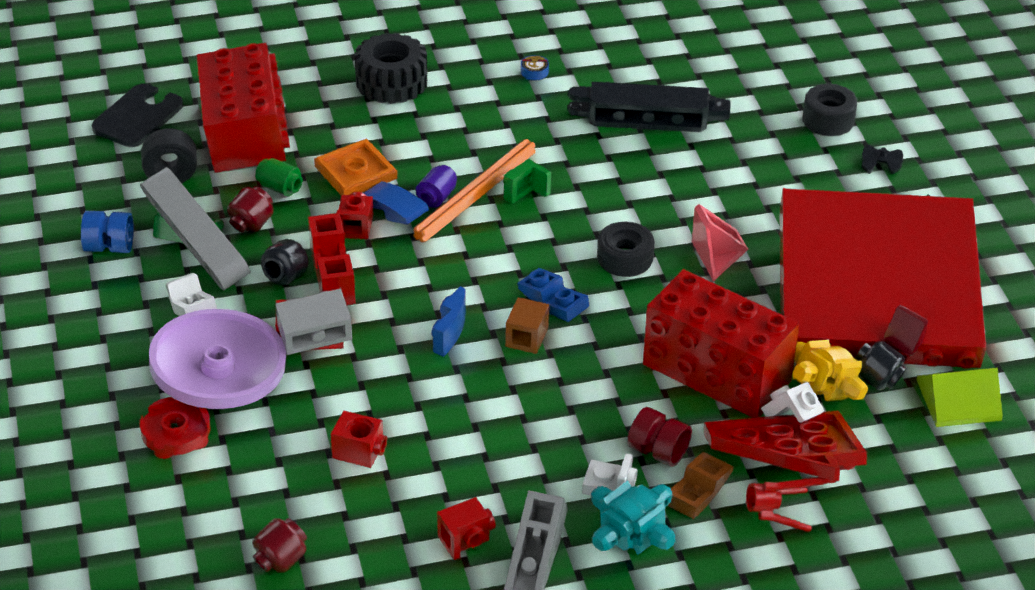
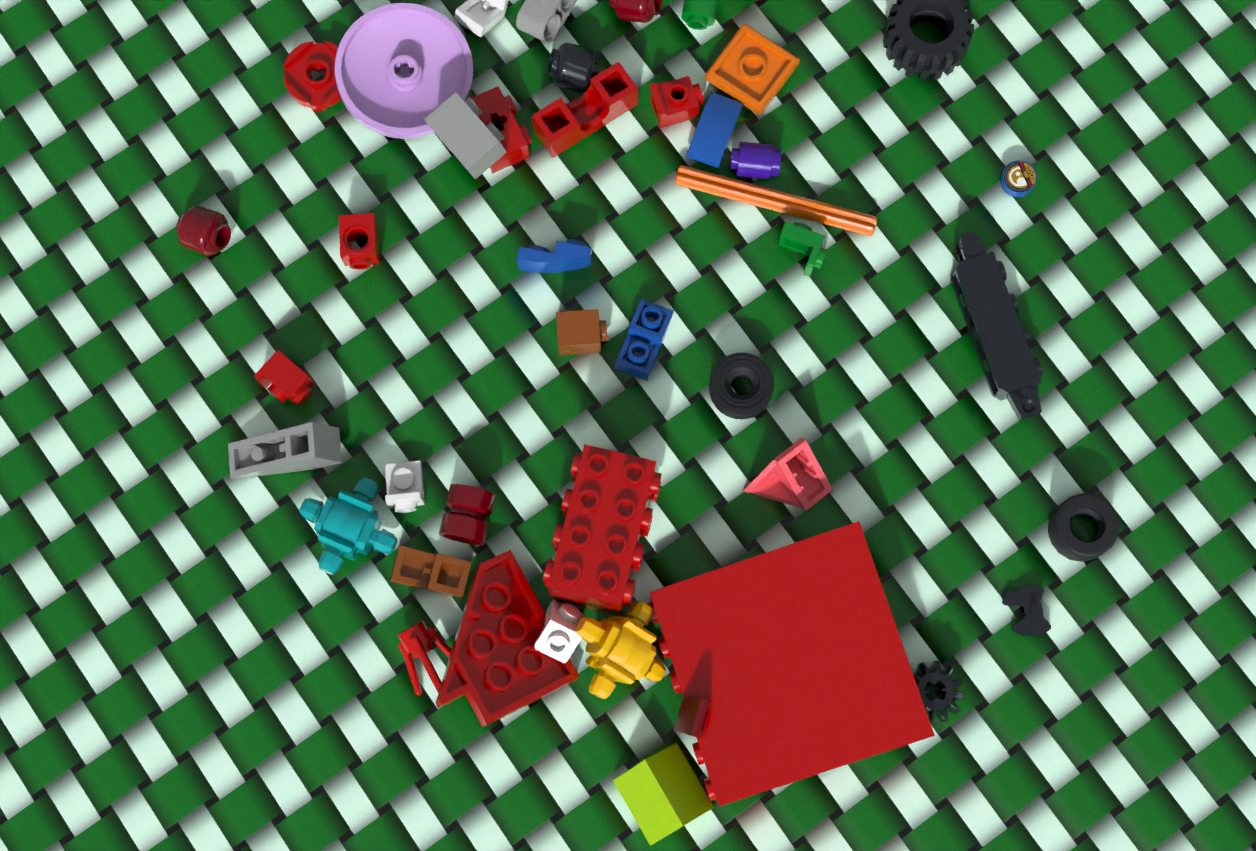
camera: 70 degrees right, 35 degrees up
(880, 365) = (656, 701): black head -> none

